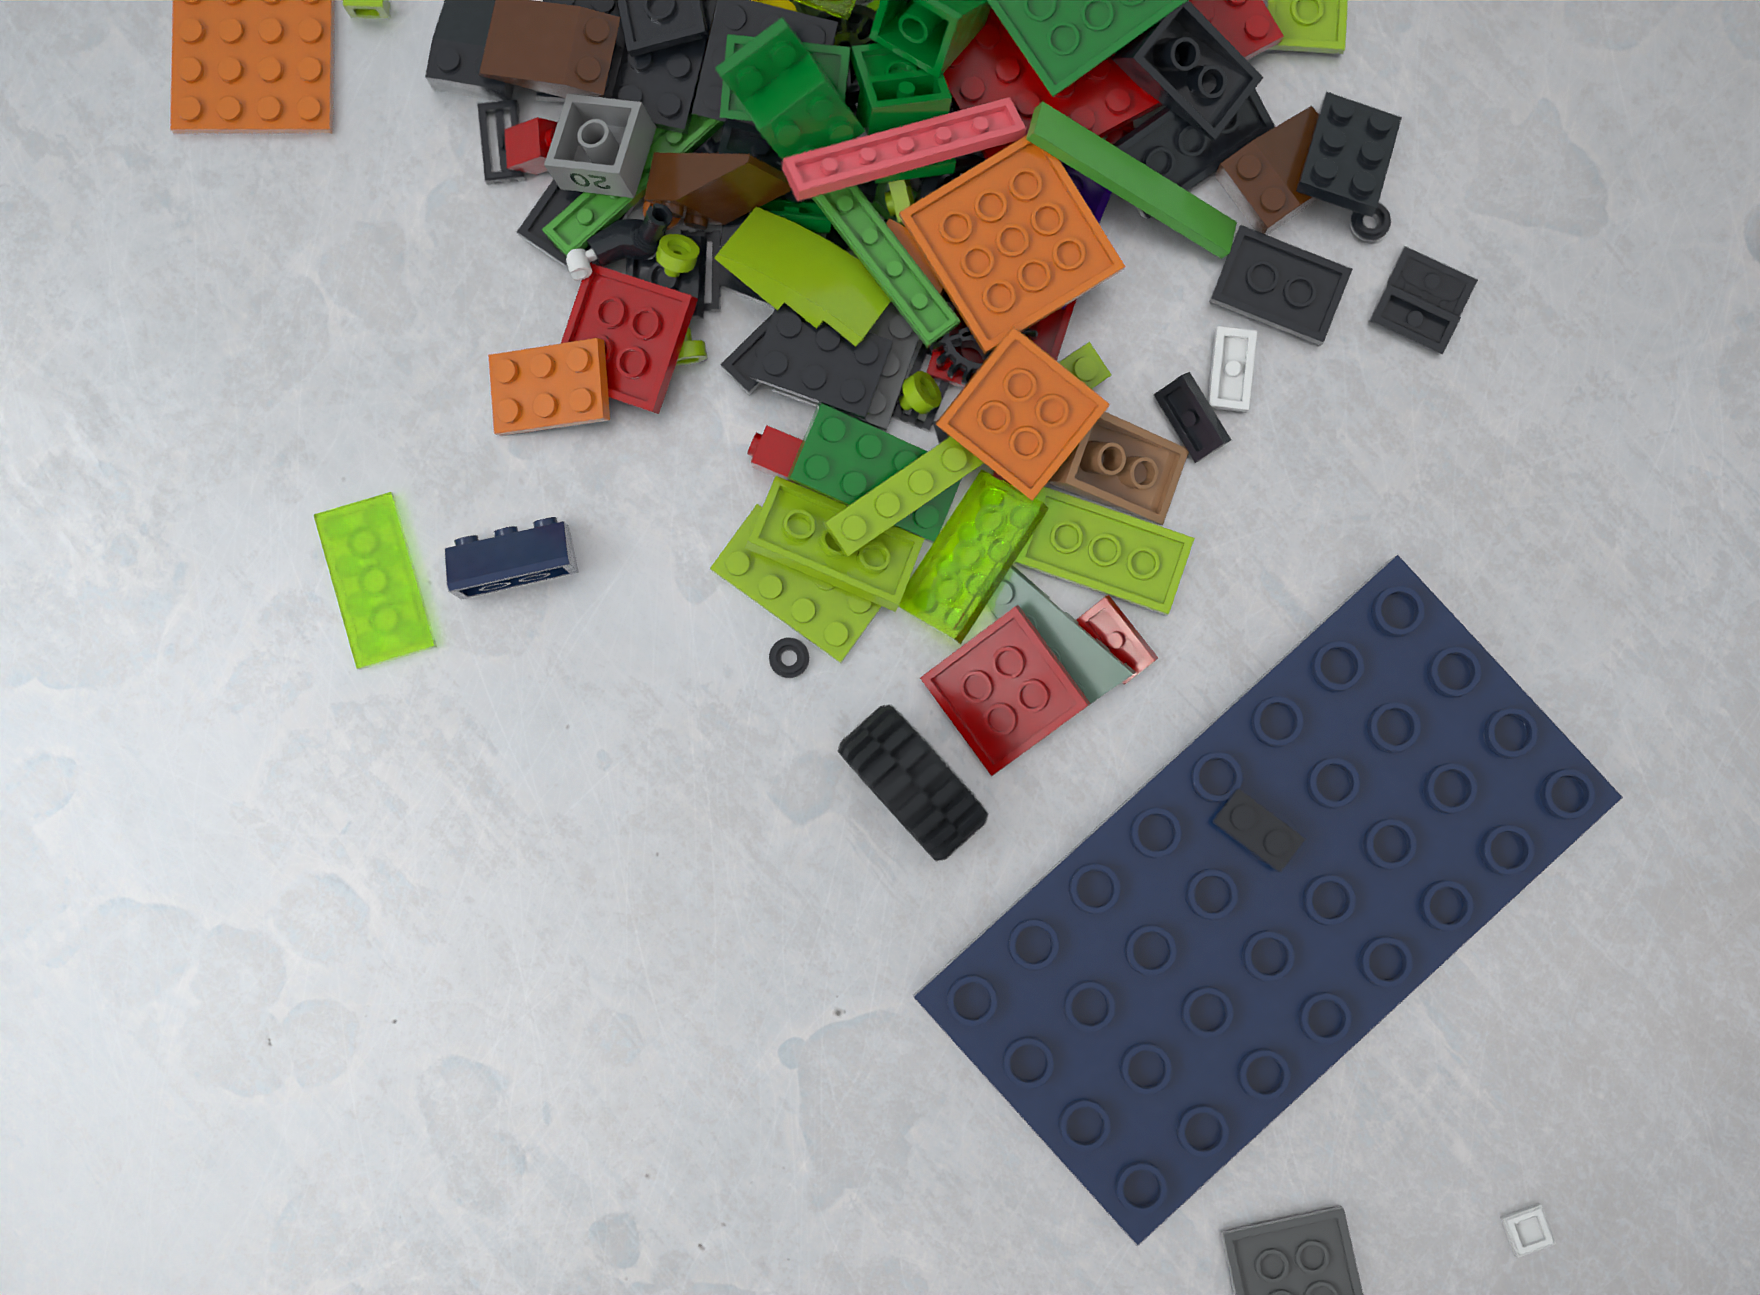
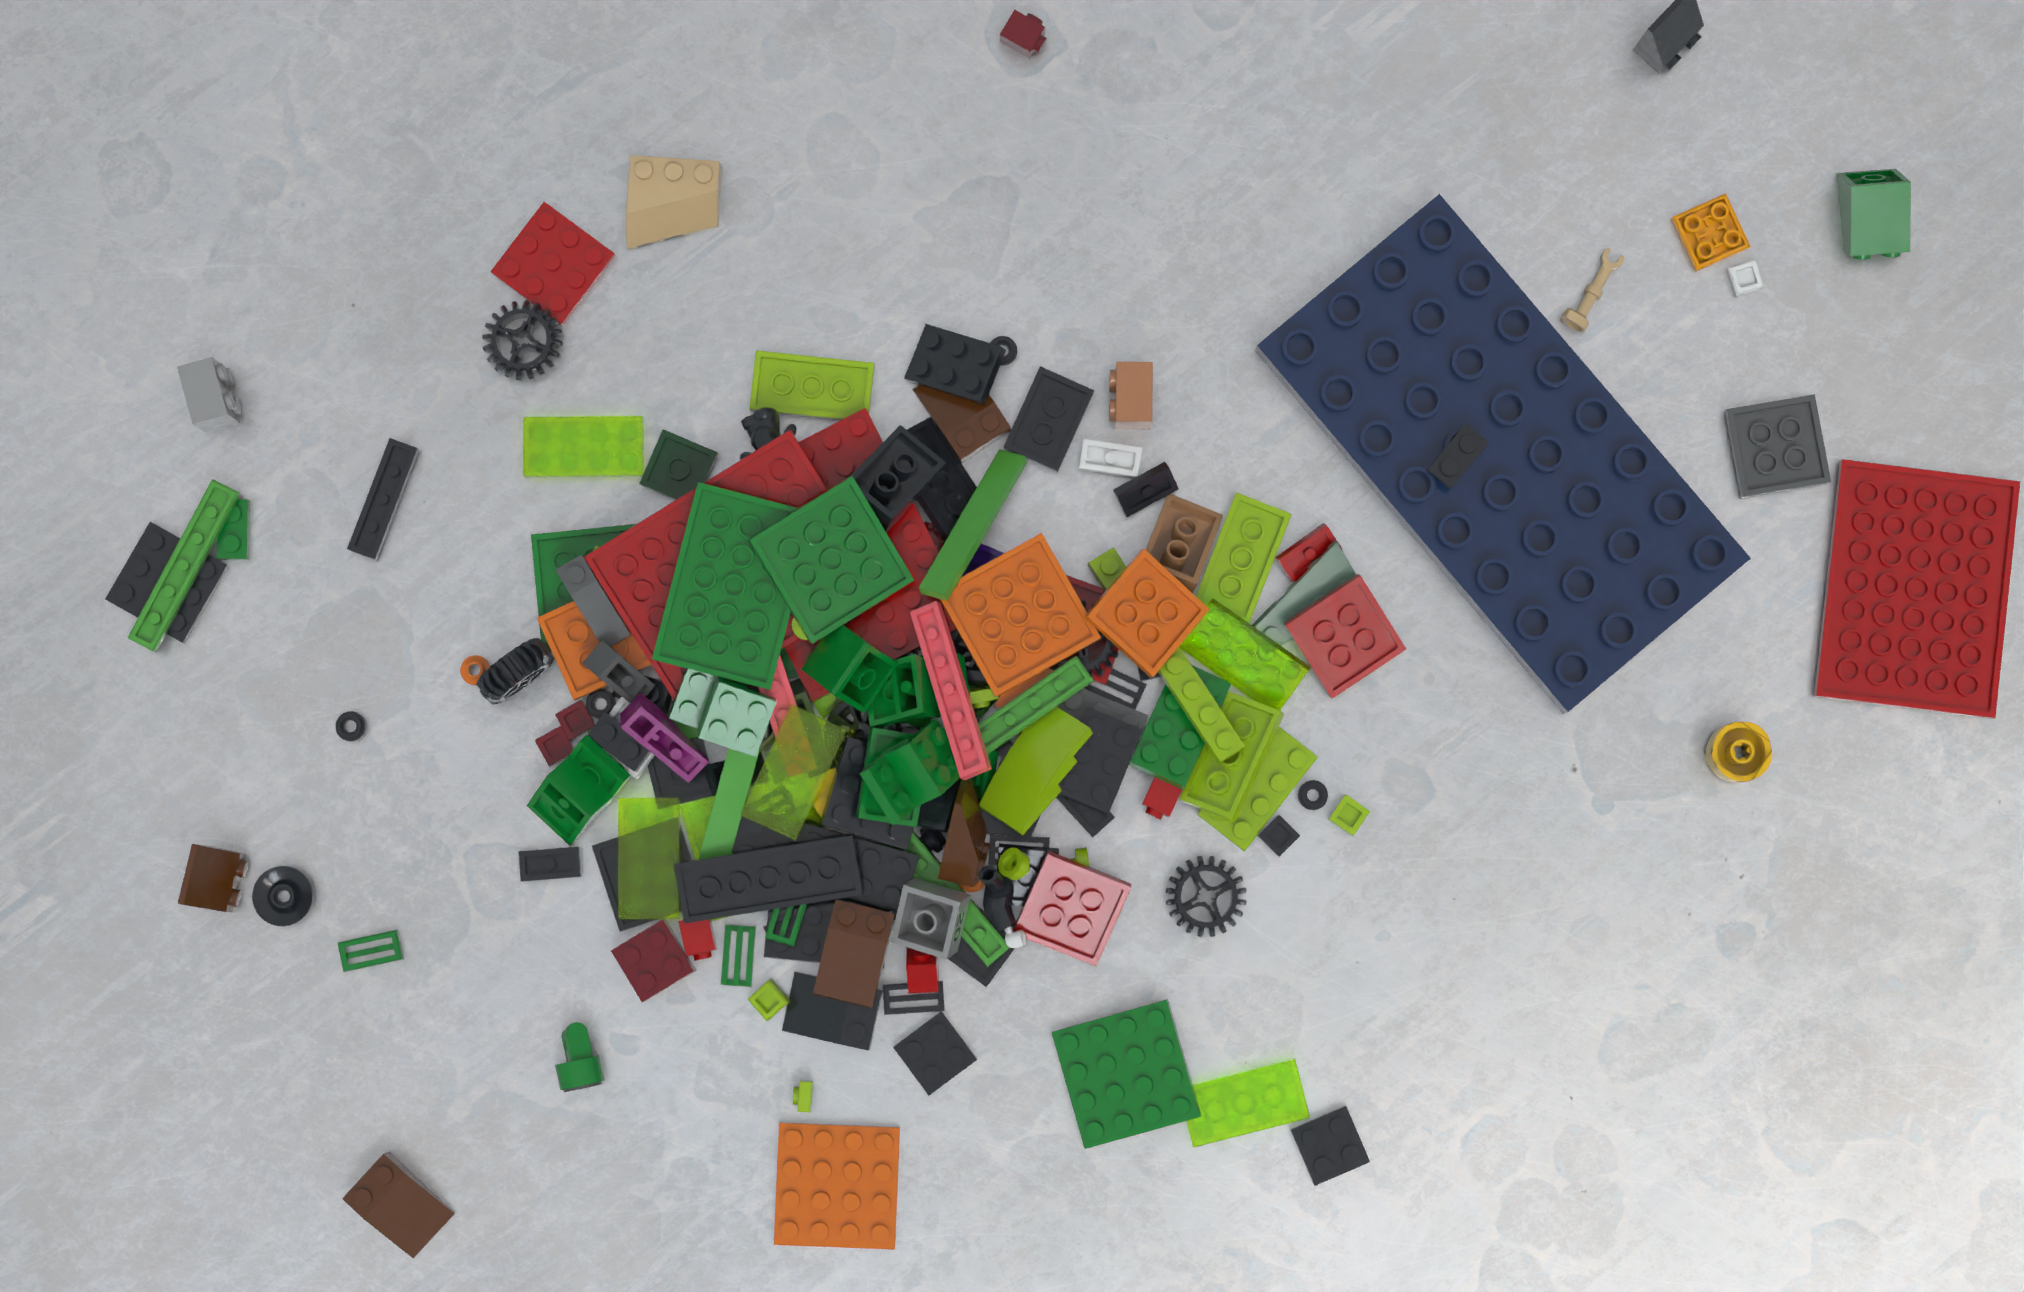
camera: 90 degrees left, 0 degrees up
(321, 697) = (1330, 1145): none -> black plate
(407, 422) = (1126, 1074): none -> green plate
(429, 172) = (935, 1053): none -> black plate
(510, 558) = (1233, 999): dark blue slope -> none
(549, 387) = (1105, 965): orange plate -> none
(630, 527) = (1229, 884): none -> black gear
(732, 613) = (1278, 835): none -> black plate
(763, 706) = (1349, 815): none -> lime plate
(875, 1260) = (1755, 748): none -> yellow brick
(913, 782) = (1415, 705): black tyre -> none
(920, 393) = (1121, 688): lime tile -> none
(1319, 389) = (1133, 395): none -> nougat brick
(1423, 299) = (1062, 315): black slope -> none
(1457, 997) = (1577, 319): none -> tan piece
(1588, 1180) = (1710, 232): none -> light orange tile

